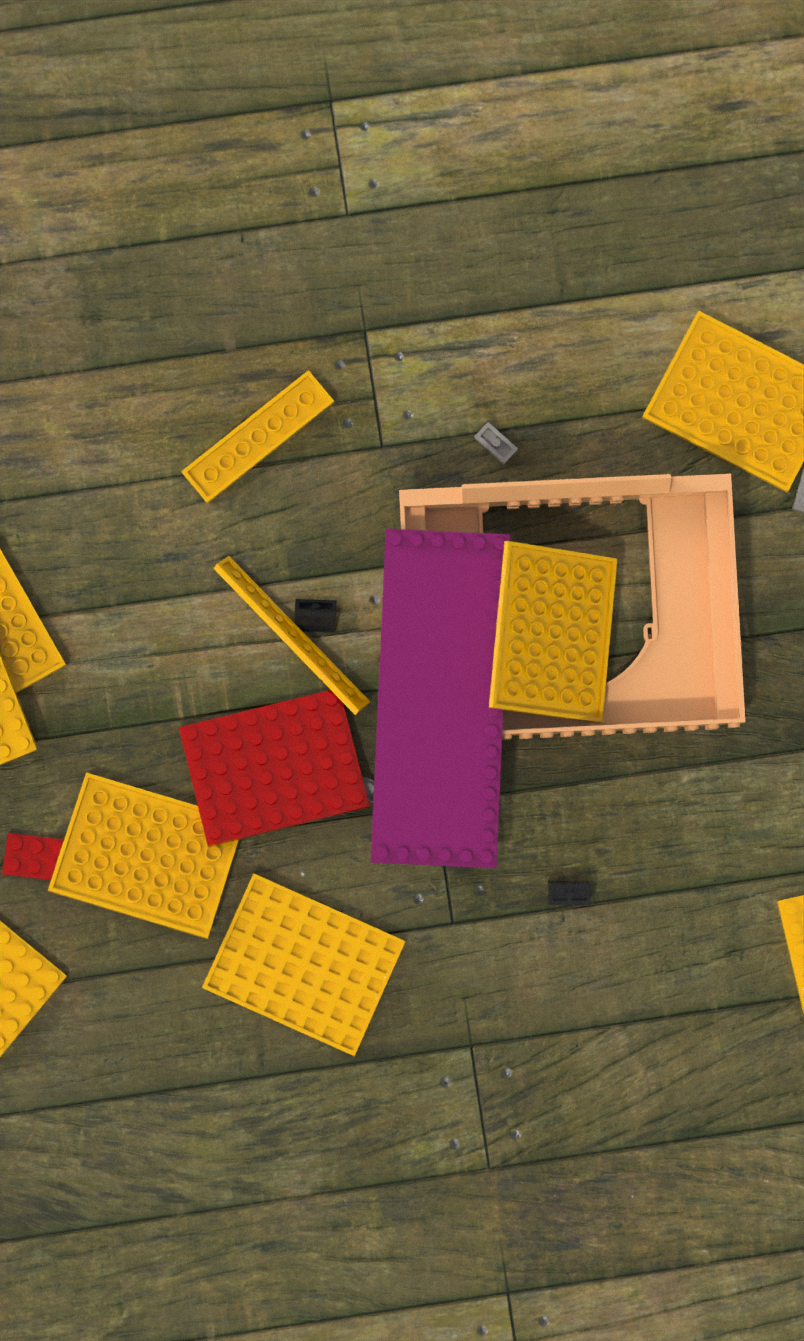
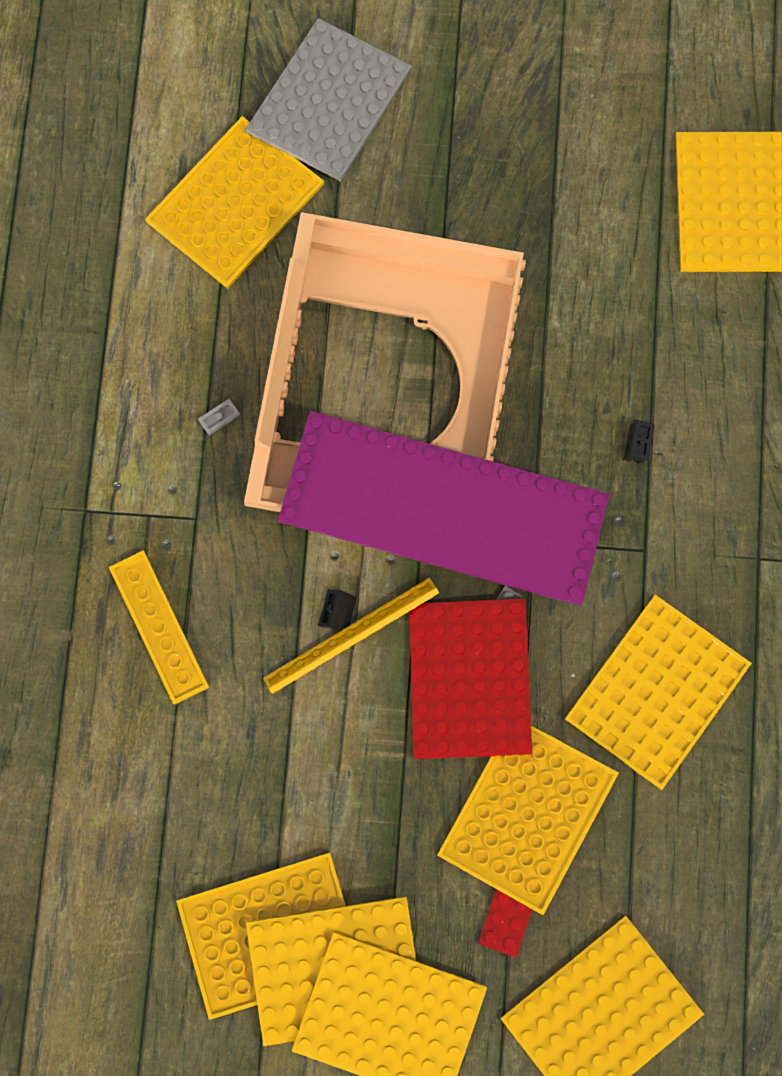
camera: 70 degrees left, 5 degrees down
(553, 632) = (406, 397): yellow plate -> none

